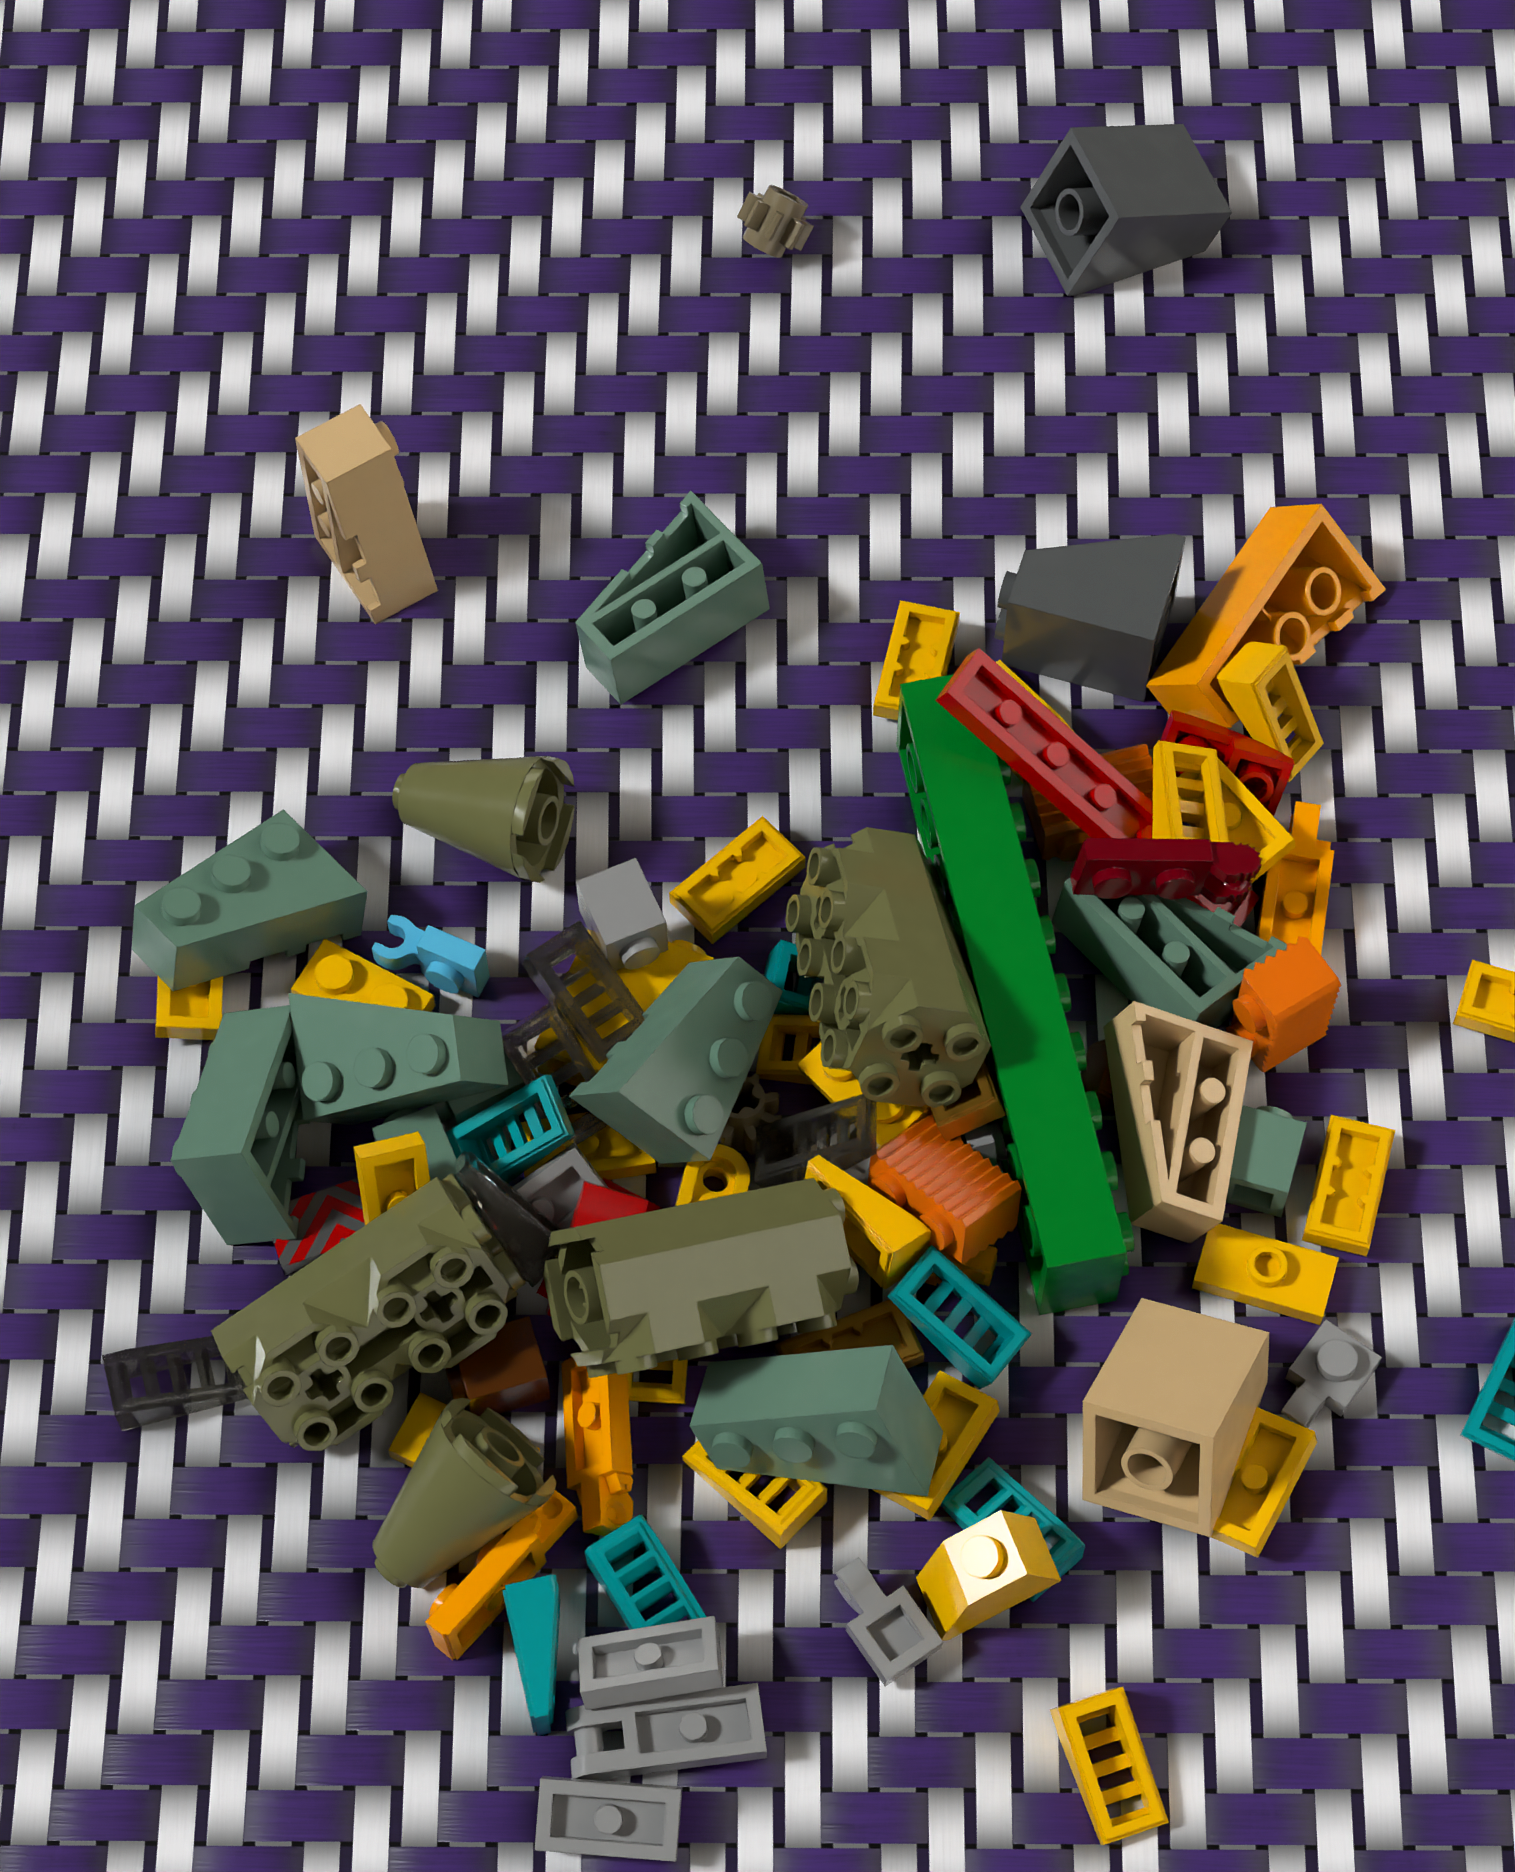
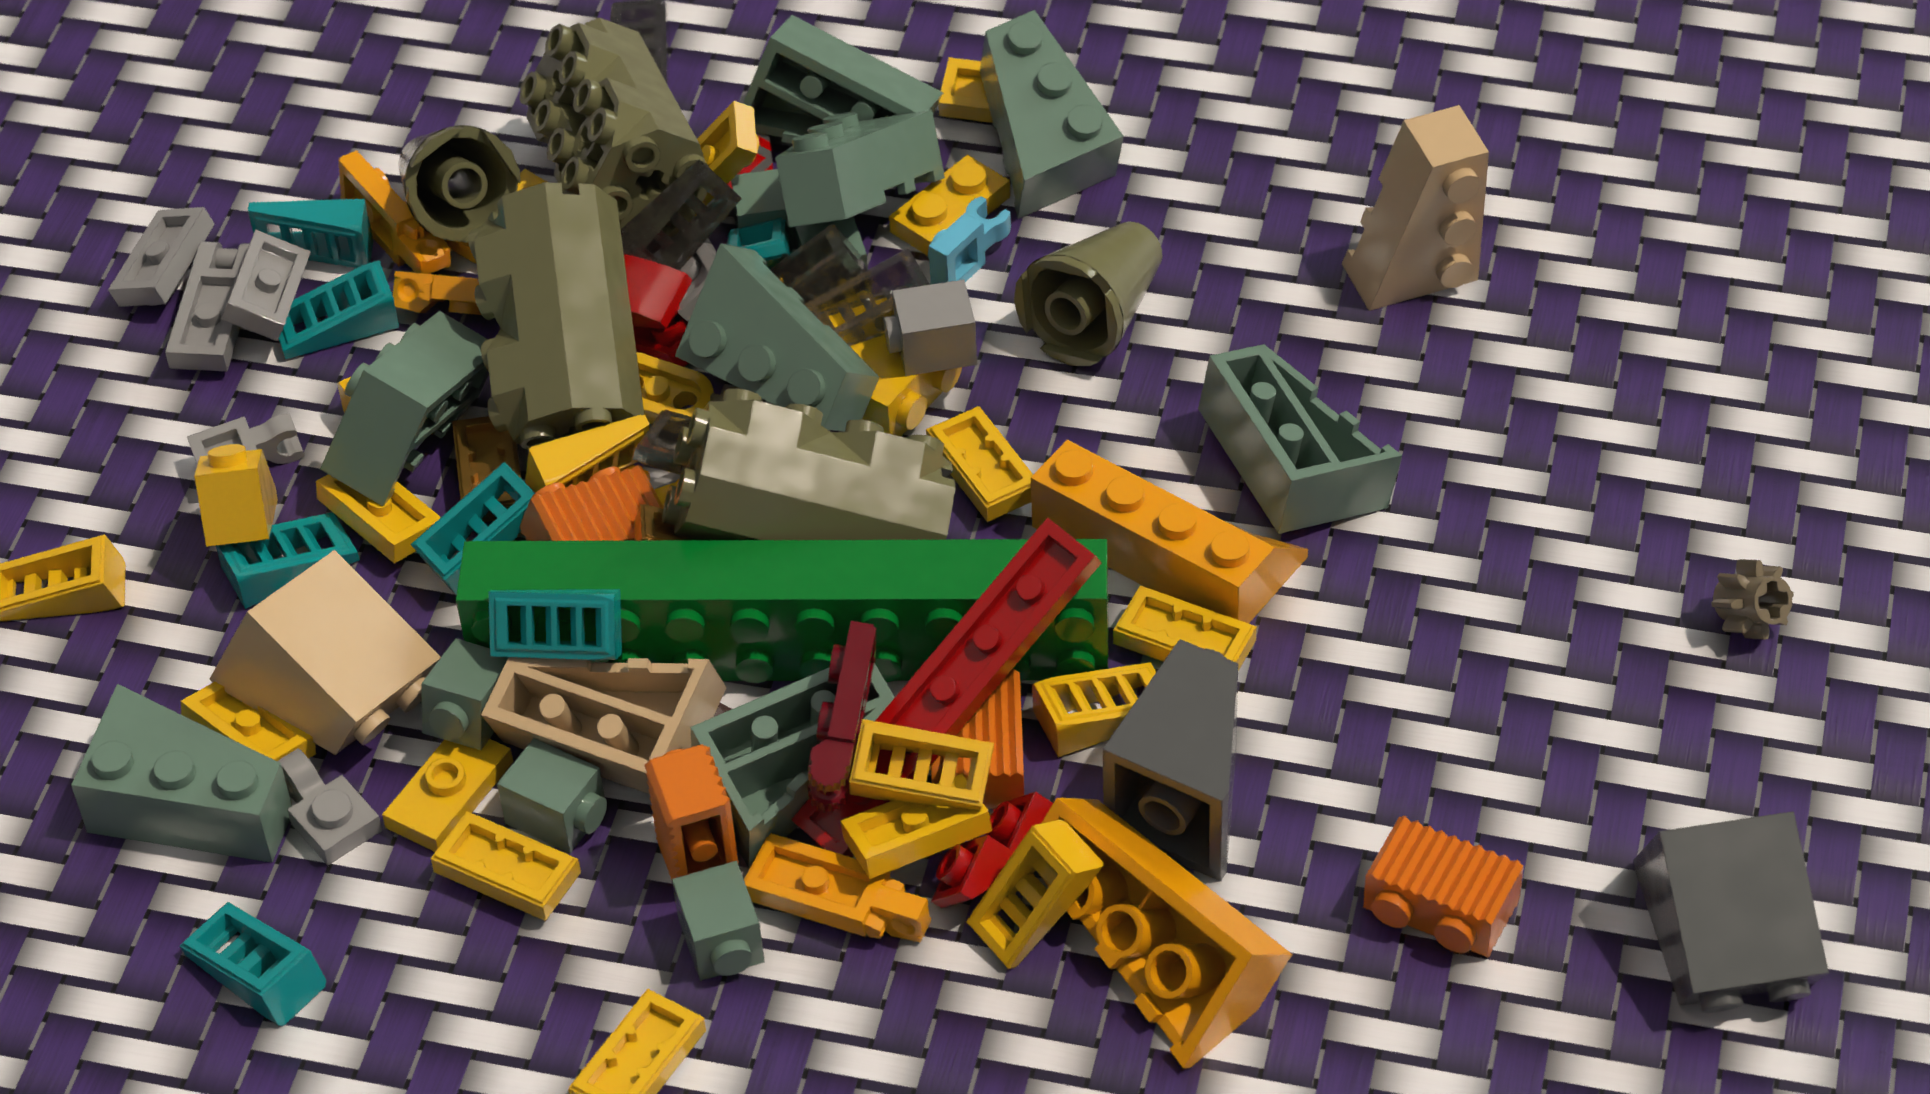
camera: 105 degrees right, 15 degrees down
(811, 674) = (1160, 536): none -> light orange wedge
(1129, 1144) = (608, 624): none -> teal slope
(1156, 416) = (1442, 887): none -> orange brick
(1180, 1260) = (458, 692): none -> sand green brick
(1354, 1519) = (179, 783): none -> sand green wedge
(1372, 974) = (718, 921): none -> sand green brick

